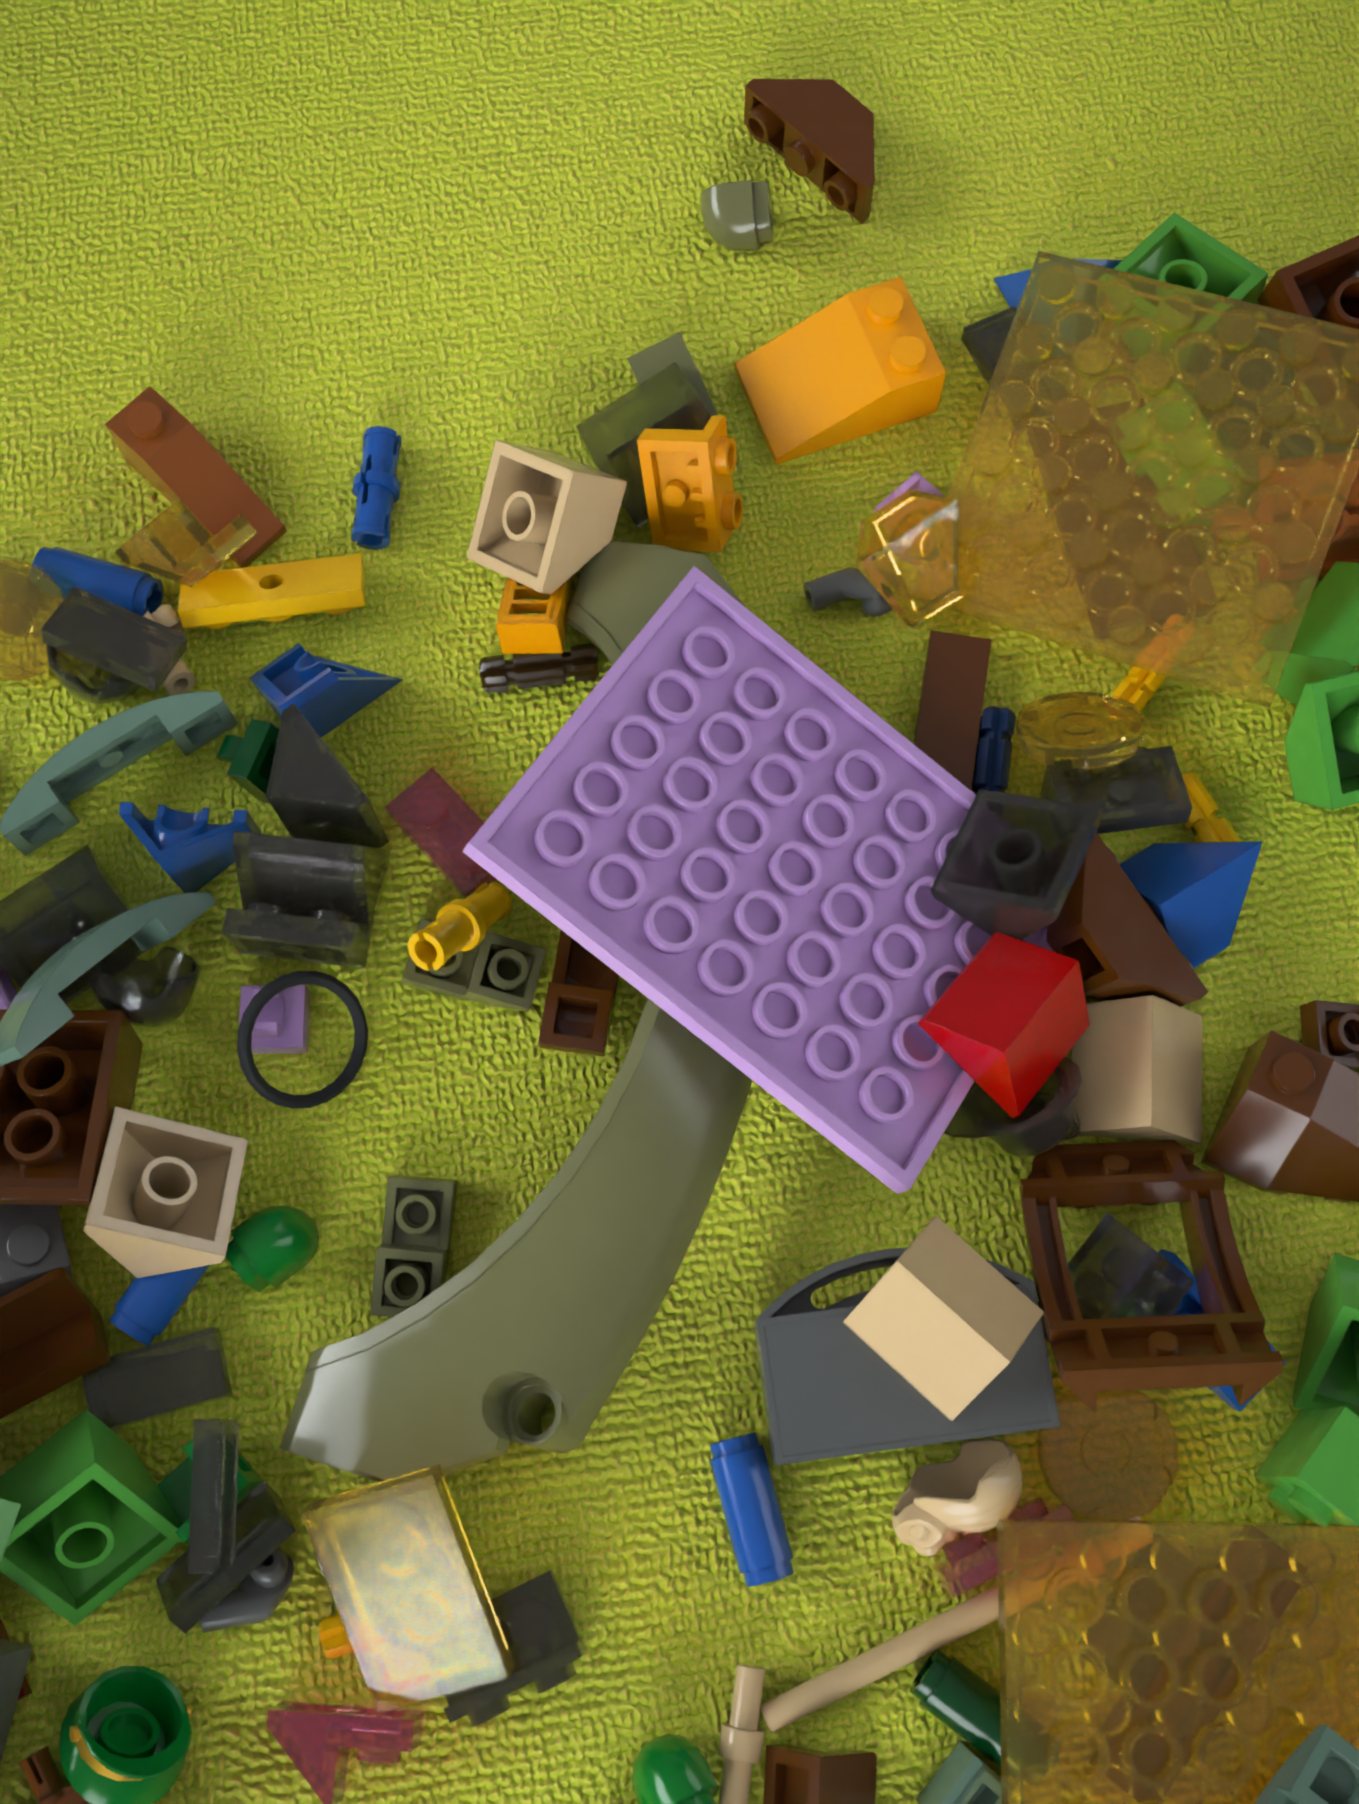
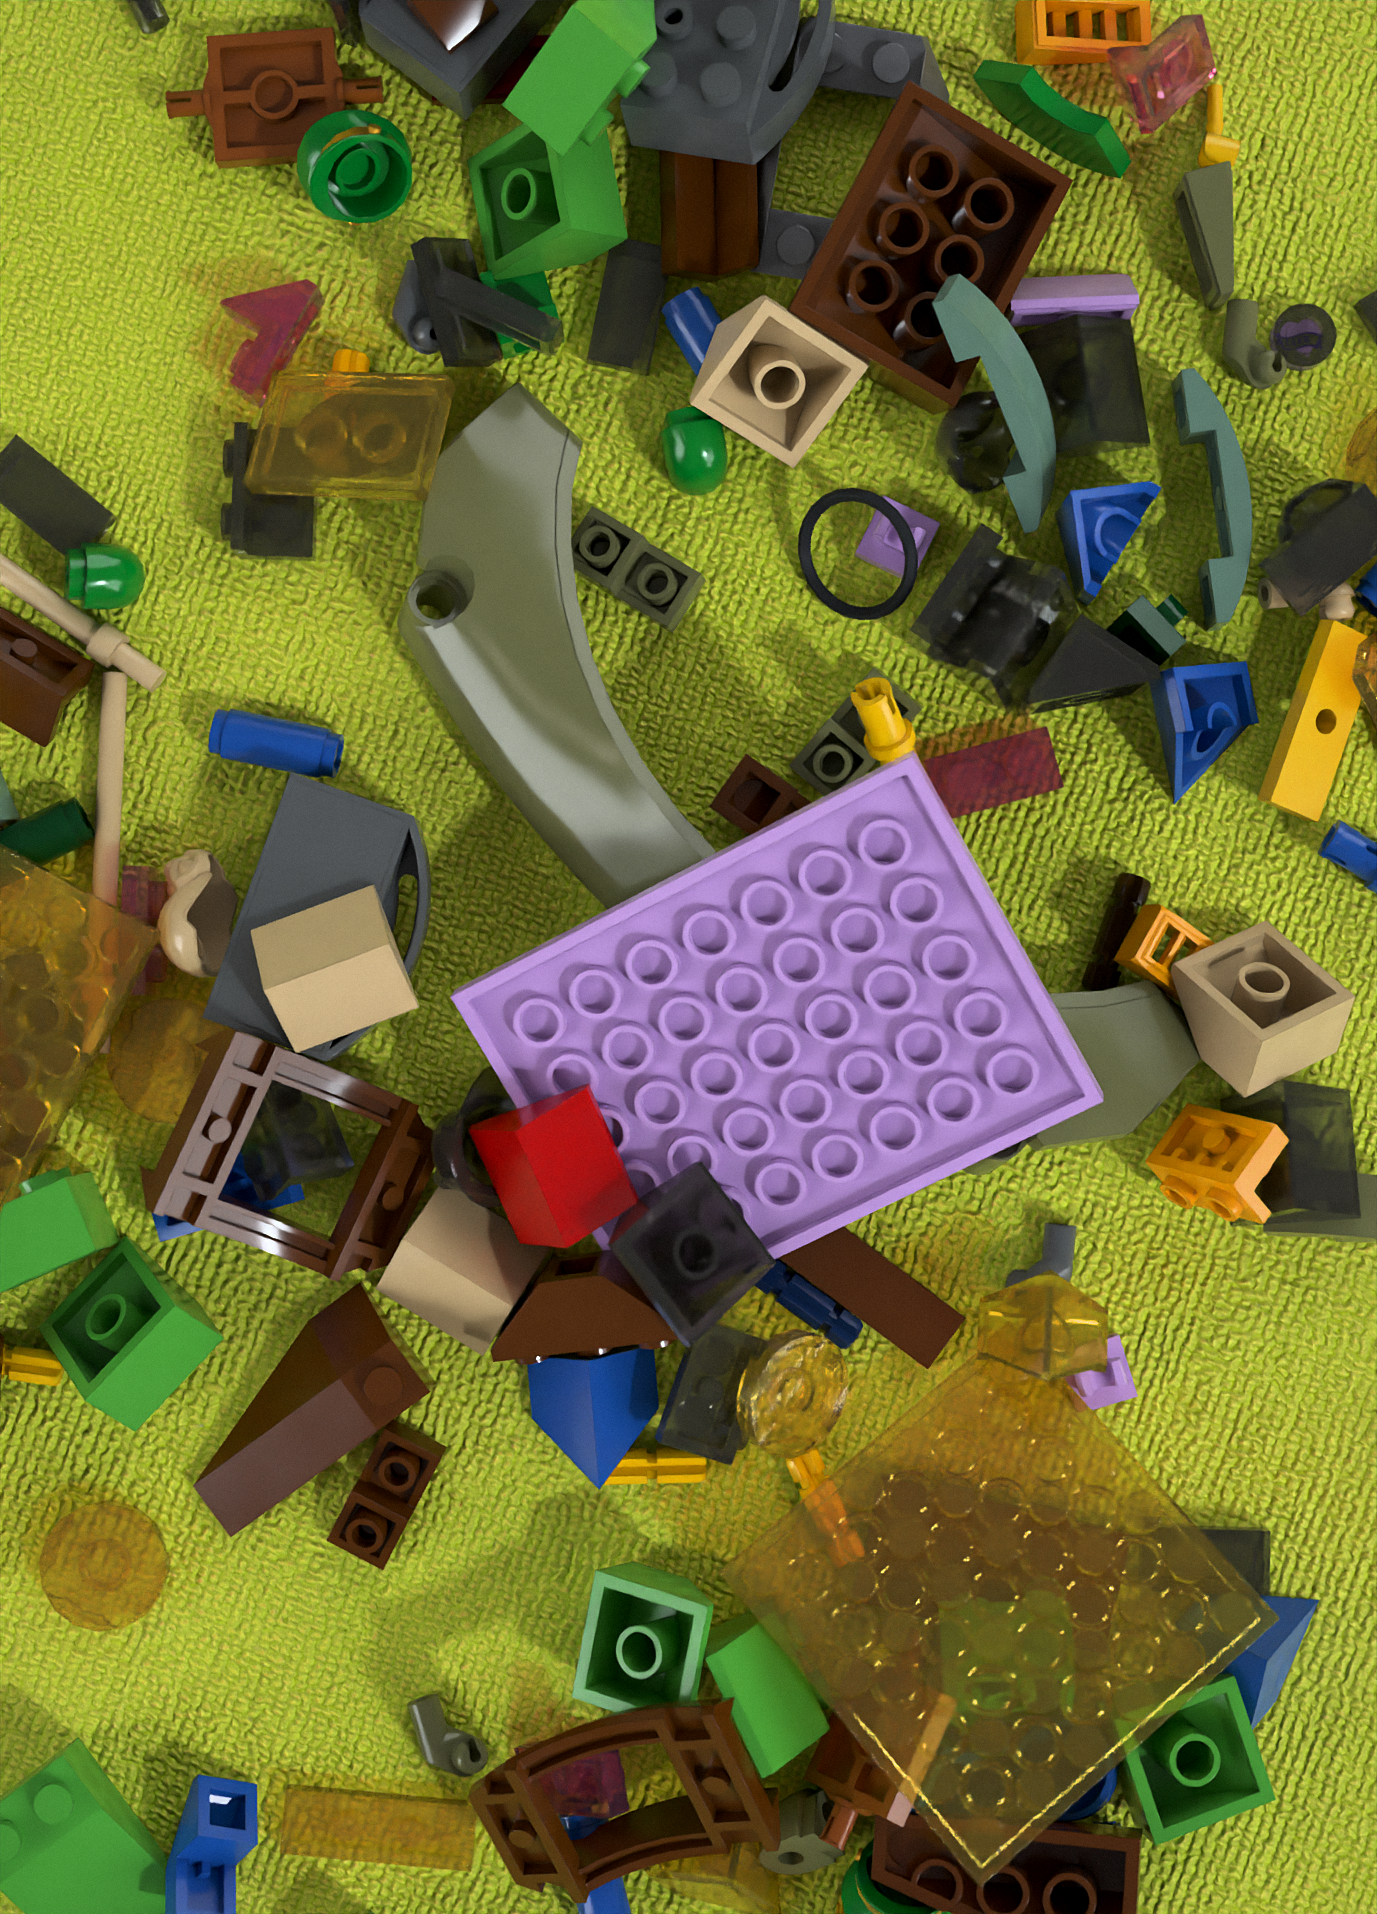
camera: 120 degrees right, 15 degrees up
(843, 373) = (1279, 1379): light orange slope -> none

